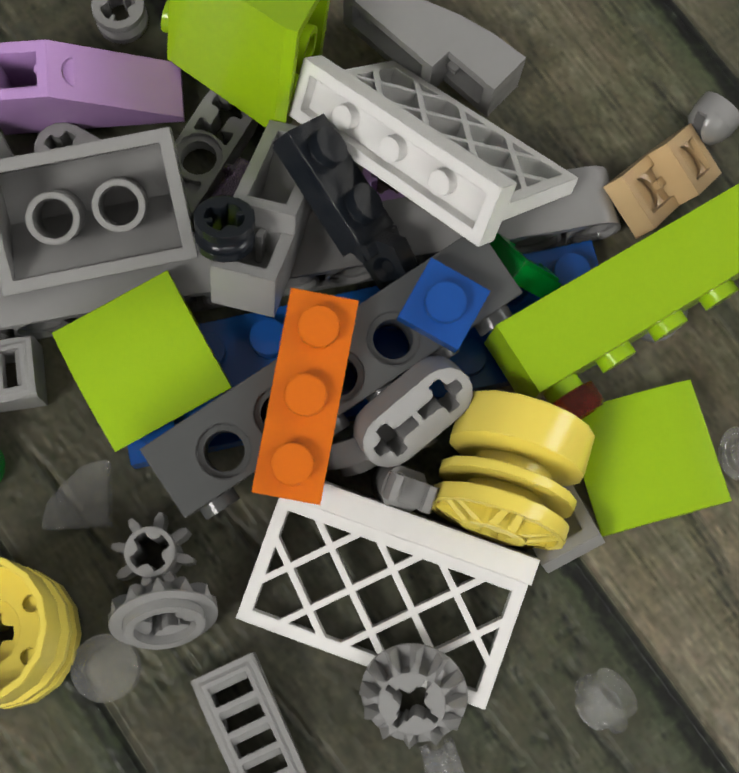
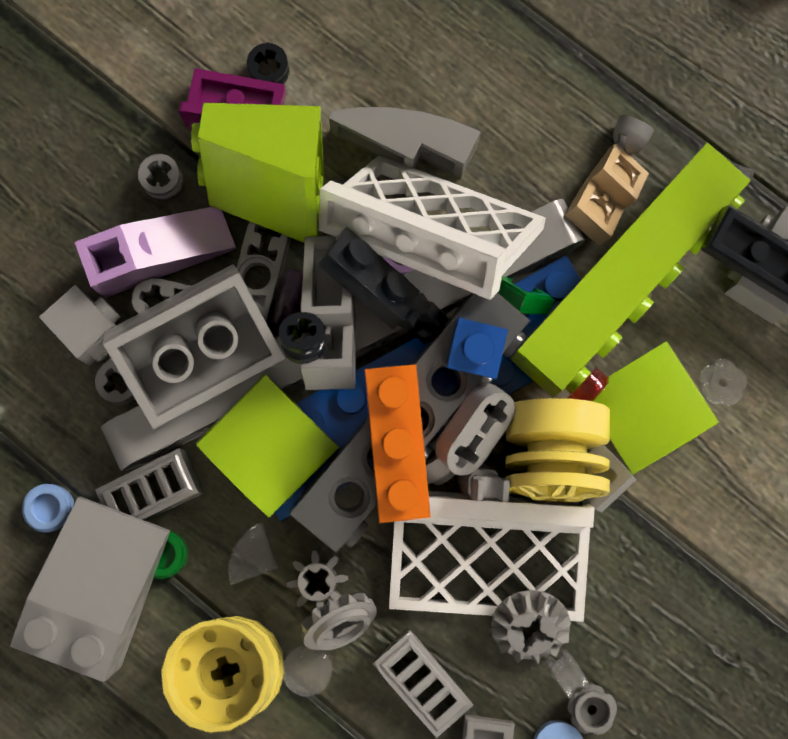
camera: 10 degrees left, 5 degrees up
(605, 701) = (666, 591): clear plate -> none

